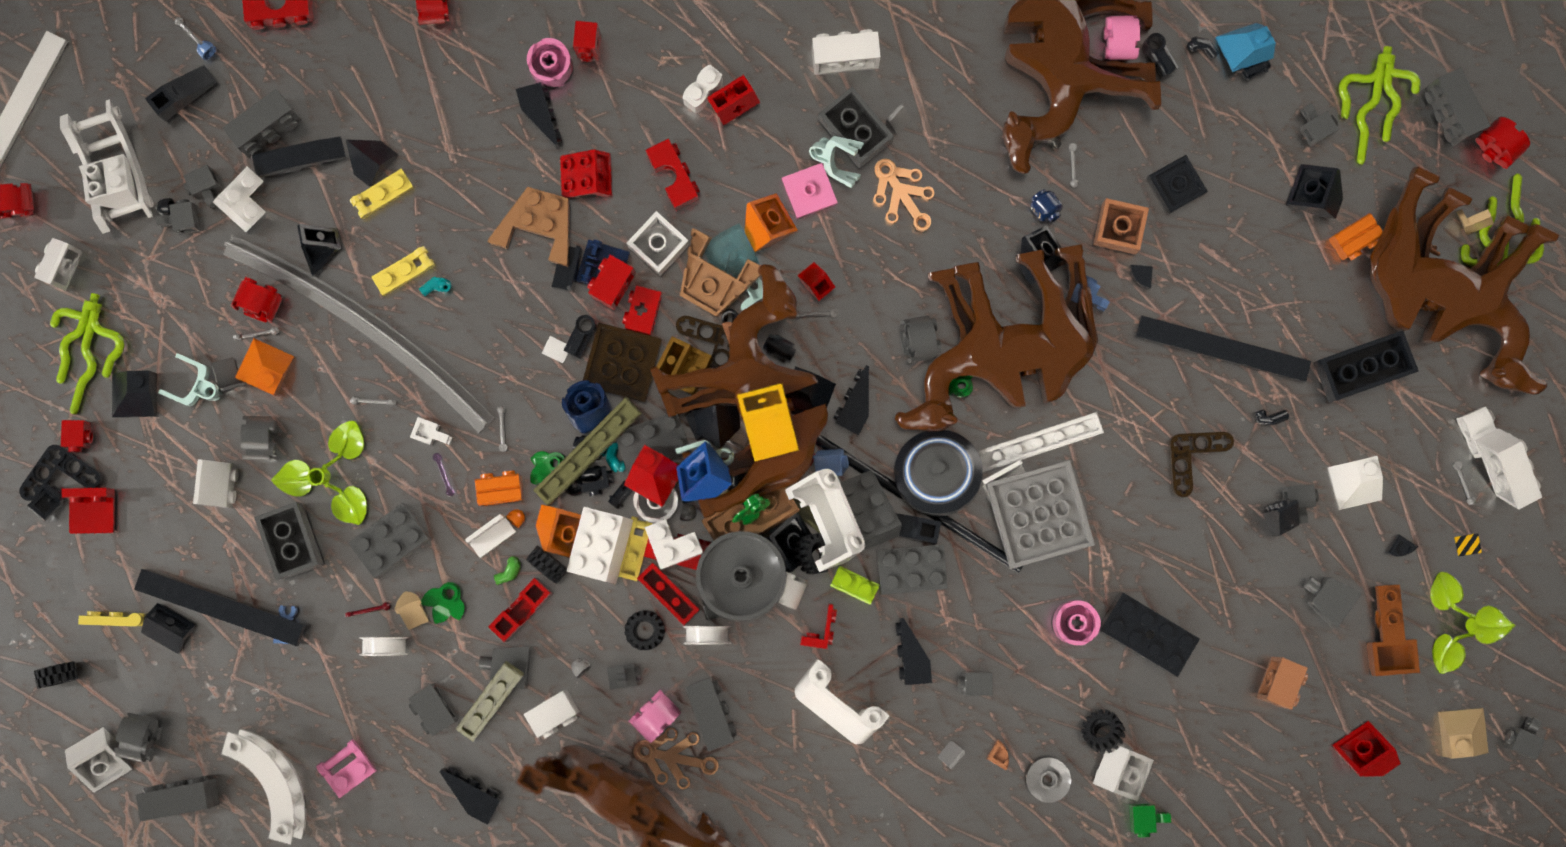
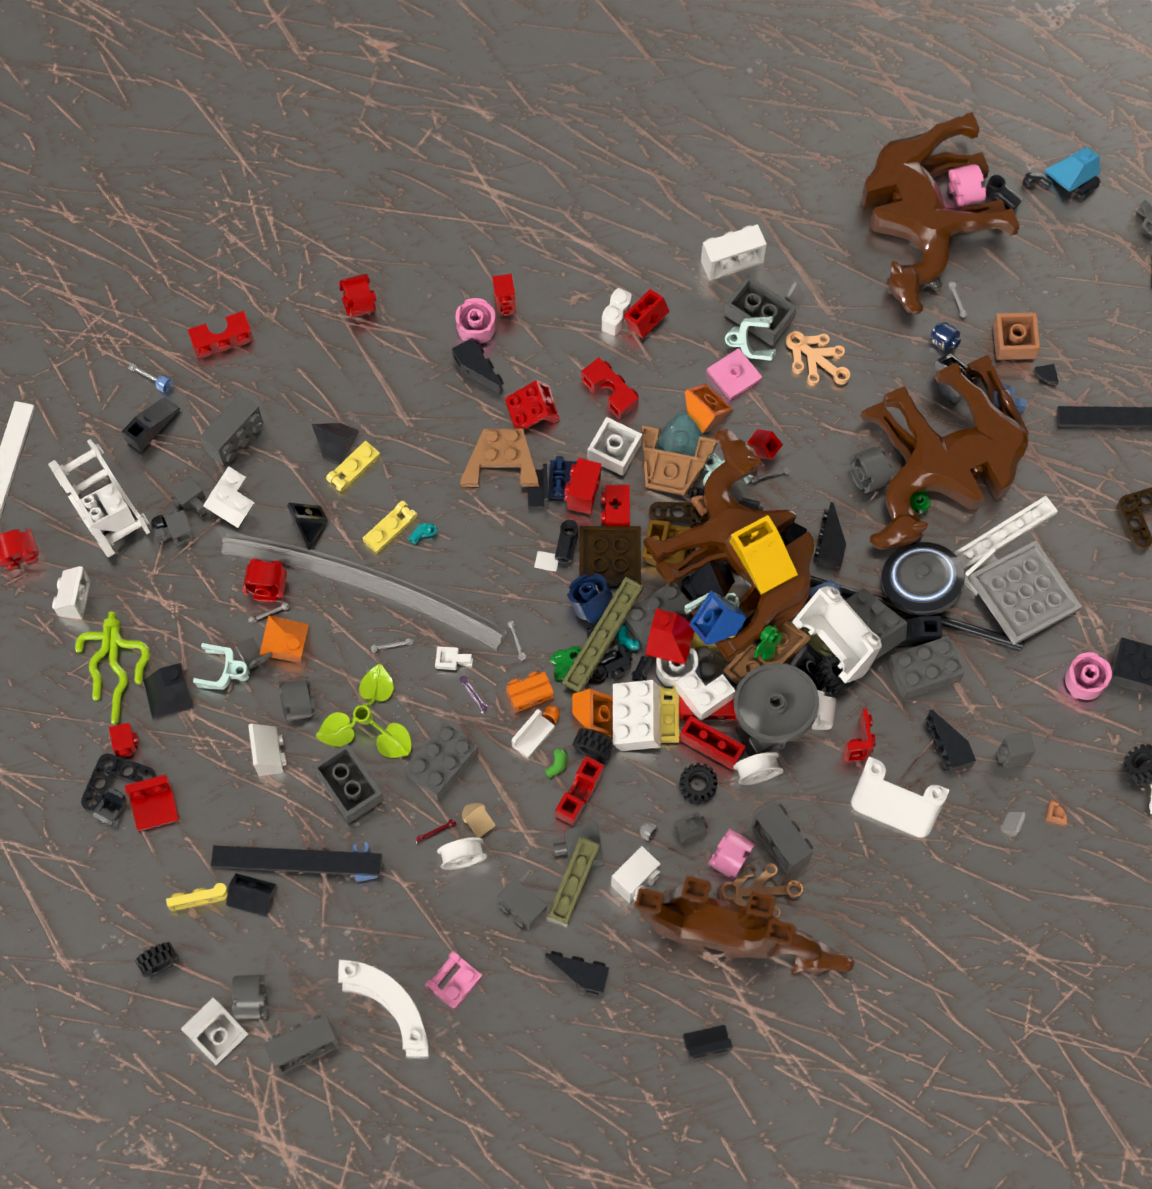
camera: 15 degrees left, 15 degrees down
(298, 156) = (272, 450): black slope -> none
(442, 604) = (504, 808): green plate -> none
(854, 585) = (878, 694): lime brick -> none
(1056, 788) = (1113, 813): light grey dish -> none
(1177, 184) = (1052, 293): black tile -> none

